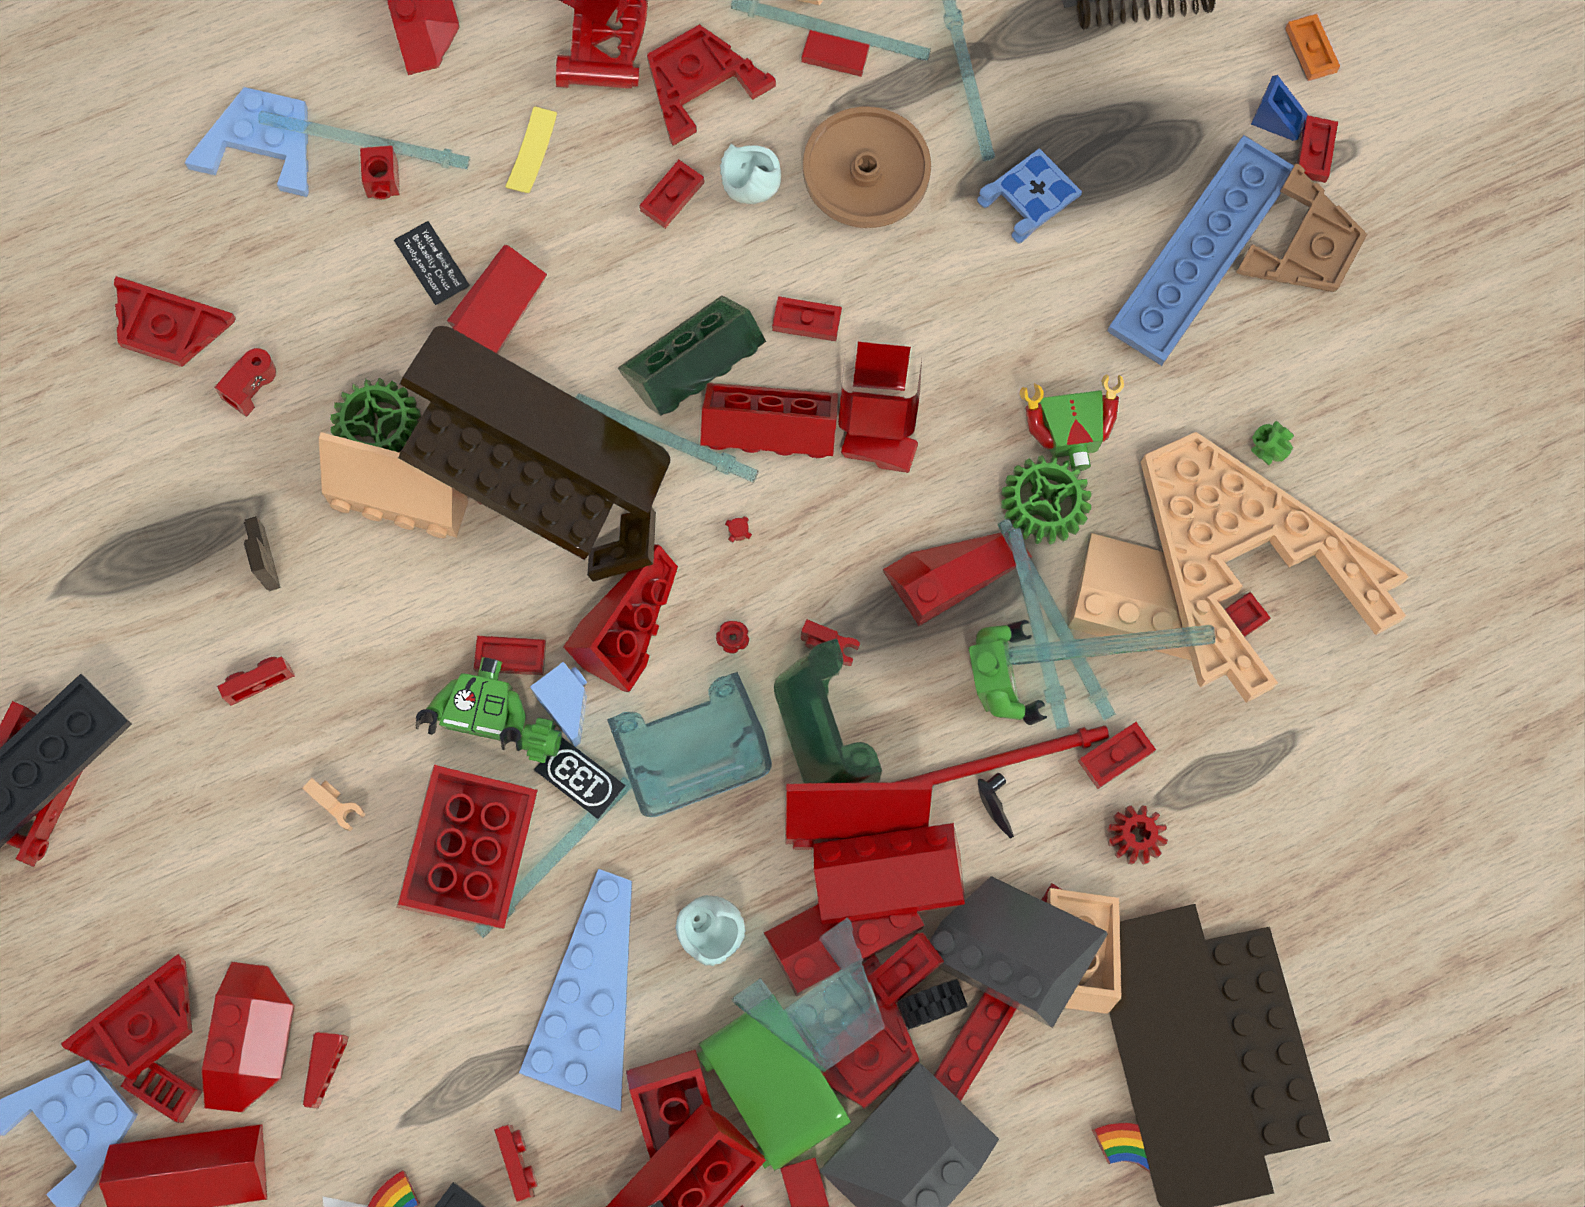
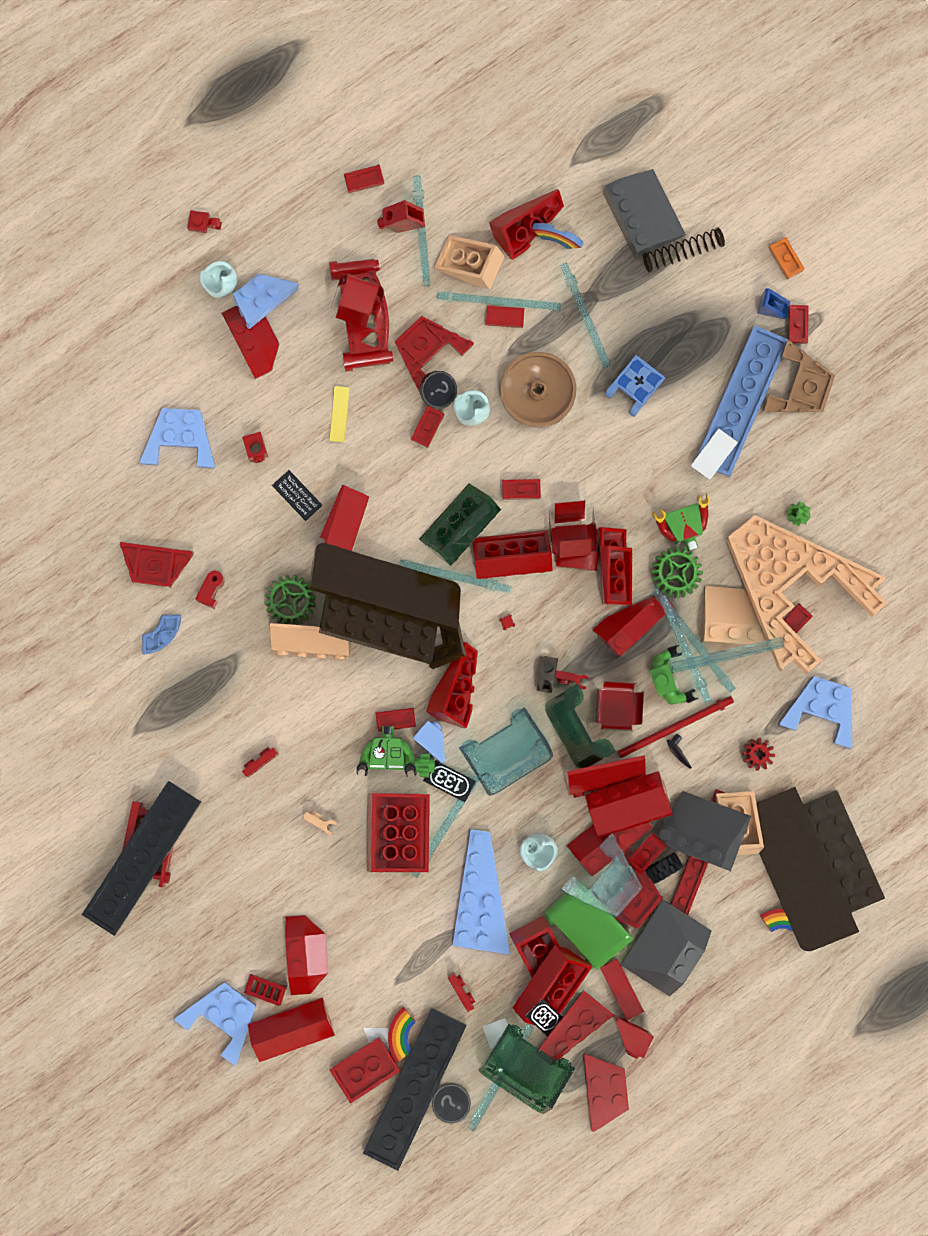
camera: 10 degrees left, 10 degrees up
(139, 1024) = (246, 959): red wing -> none
(146, 440) = (161, 635): none -> medium blue tile
(260, 554) = (245, 690): dark brown tile -> none
(323, 1061) = (348, 959): red slope -> none
(445, 158) = (241, 428): clear light blue bar -> none
(701, 137) = (438, 389): none -> black tile
(729, 628) = (516, 680): red plate -> none
(788, 624) = (546, 674): none -> dark brown leg
(903, 703) = (619, 706): none -> red piece
(942, 471) = (615, 566): none -> red slope
(1116, 755) = (740, 711): red plate -> none
(1143, 321) = (714, 454): none -> white sticker
(1273, 769) = (827, 702): none -> light blue wing

